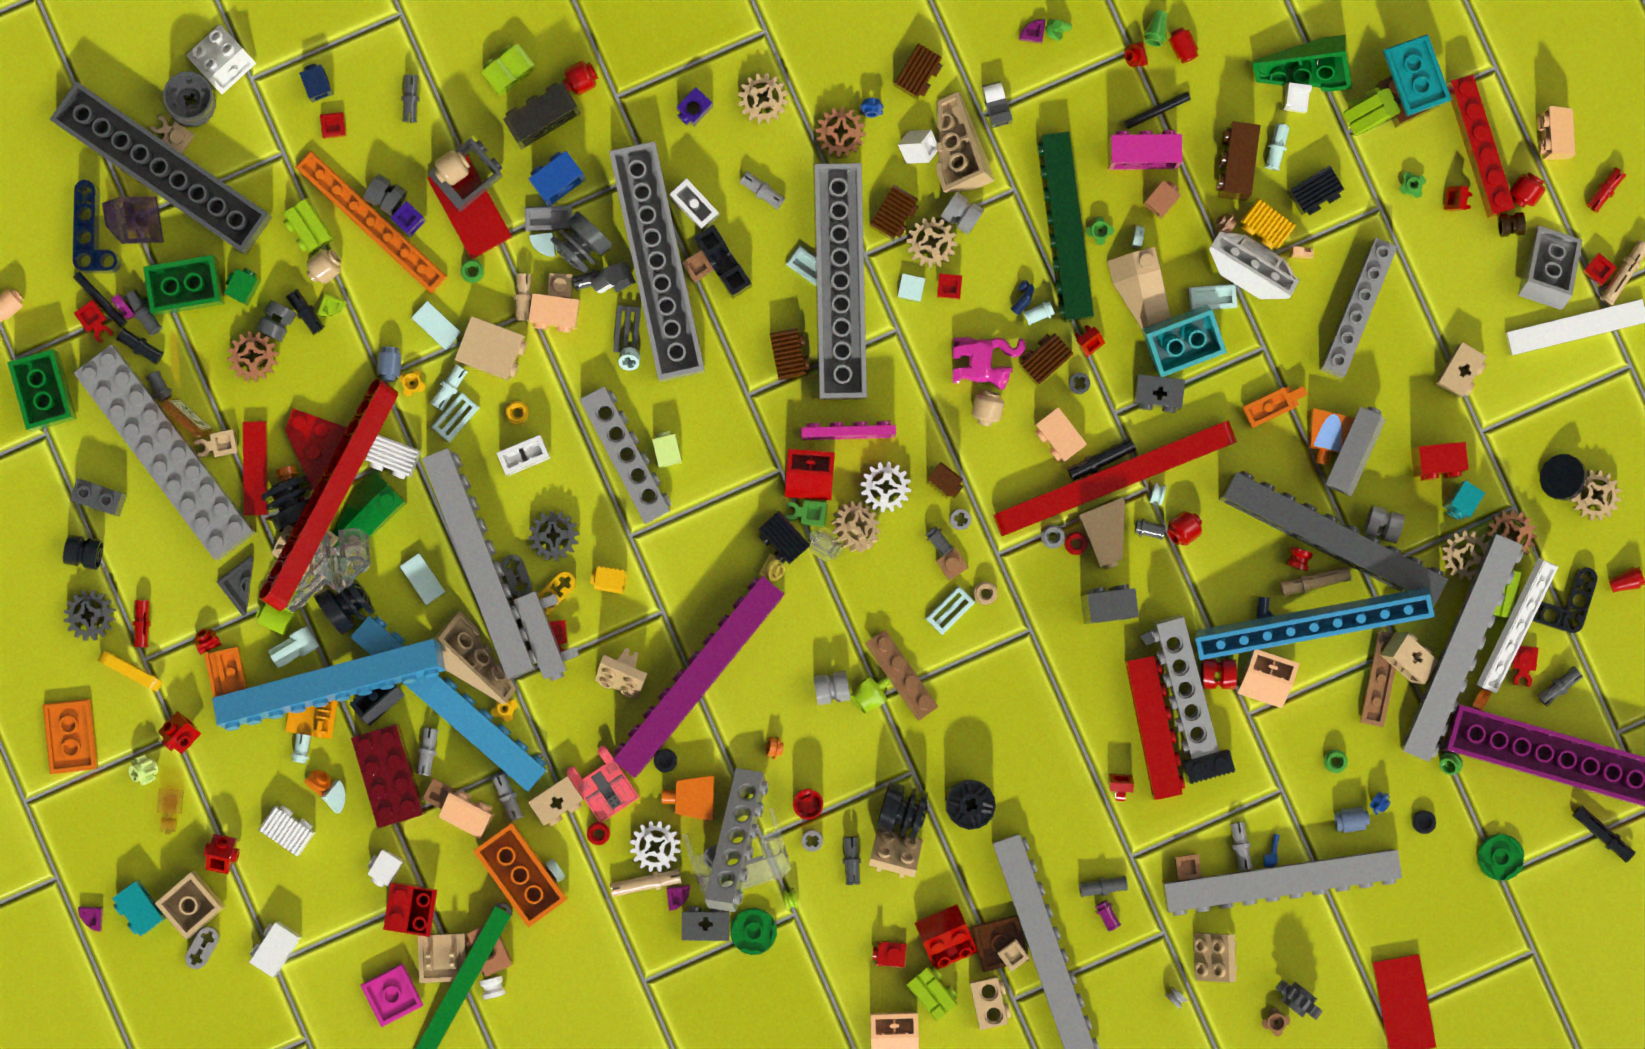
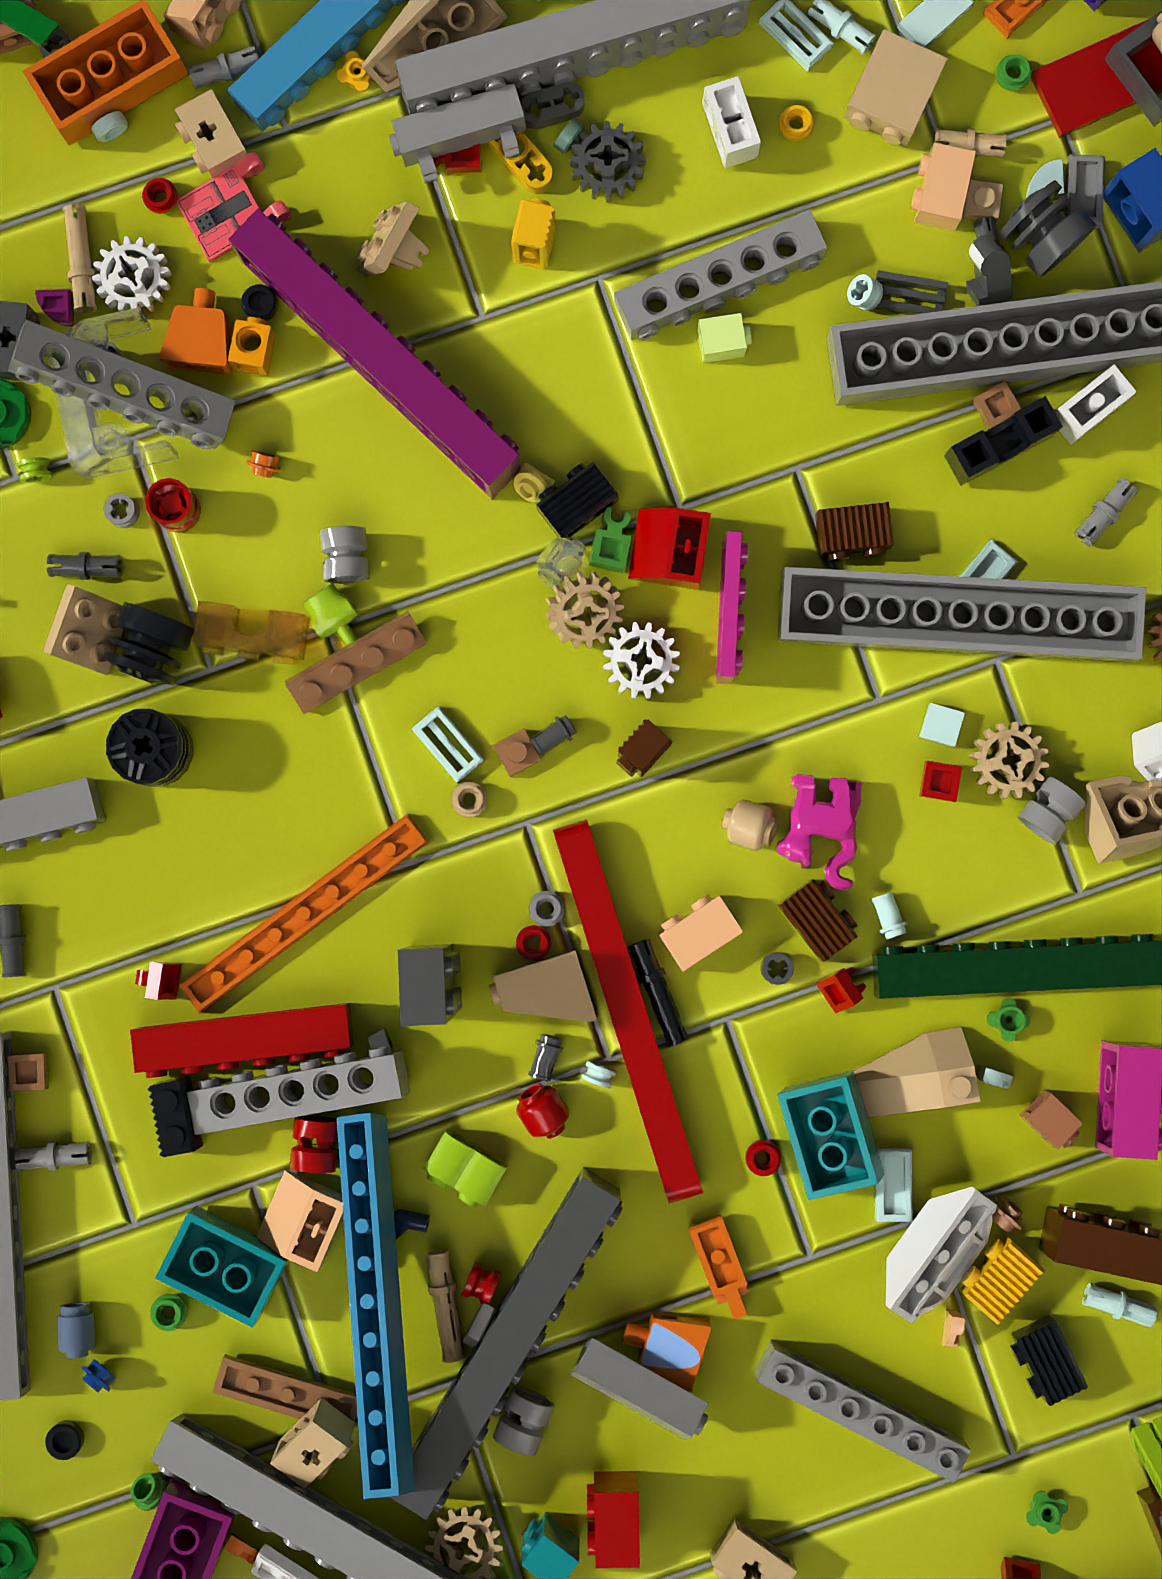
camera: 100 degrees right, 0 degrees up
(538, 562) = (569, 135): none -> sand green tile
(704, 769) = (259, 359): none -> light orange brick
(889, 766) = (219, 631): none -> clear yellow arch
(894, 213) = (1058, 707): reddish brown brick -> none
(954, 523) = (589, 780): light grey bush -> none
(1025, 299) = (912, 896): dark blue arm -> none
(1069, 695) = (303, 913): none -> orange tile
(1171, 387) = (760, 1109): dark grey brick -> none
(1208, 378) = (767, 1168): none -> red plate
(1226, 575) = (465, 1168): none -> lime brick
(1271, 860) = (29, 1201): blue hand -> none
(1302, 726) = (222, 1266): none -> teal brick
(1325, 558) = (478, 1325): none -> light grey tile

